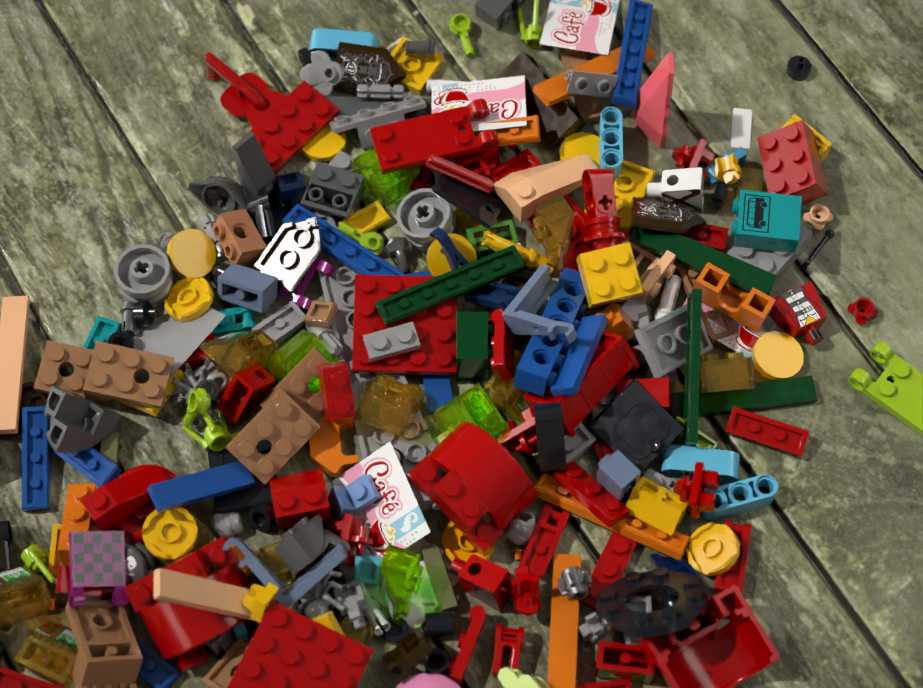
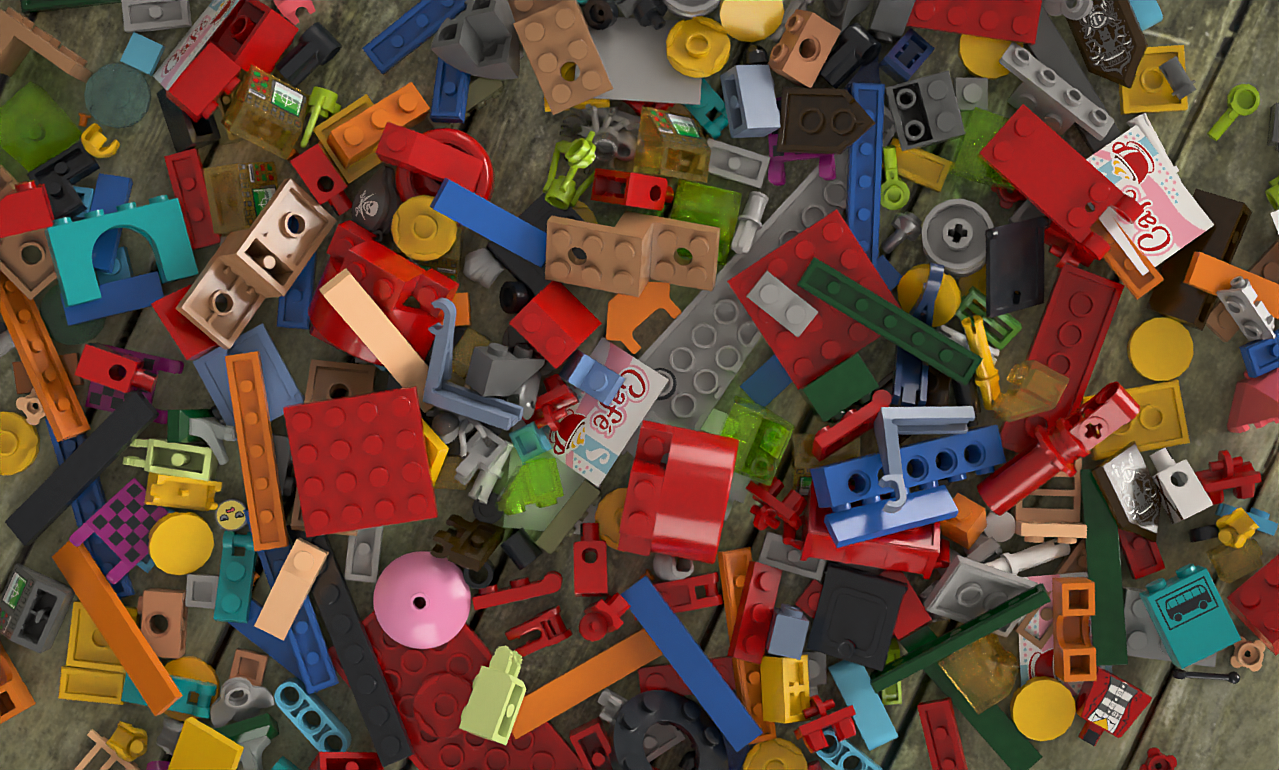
camera: 55 degrees right, 25 degrees up
(97, 561) = (346, 178): magenta flag -> none
(261, 600) = (412, 377): yellow tile -> none
(321, 314) = (771, 201): medium nougat tile -> none
(336, 390) = (686, 287): red brick -> none
(380, 91) = (1090, 72): light grey axle -> none
(389, 404) = (714, 348): clear yellow slope -> none
(459, 173) = (1034, 238): red axle -> none
(539, 184) = (1082, 330): light nougat wedge -> none
(550, 436) = (779, 542): black beam -> none
(574, 583) = (643, 660): flat silver gear -> none
(600, 554) = (691, 663): none -> blue tile
(609, 275) = (1007, 488): yellow brick -> none
(611, 133) = (1204, 374): medium azure beam -> none

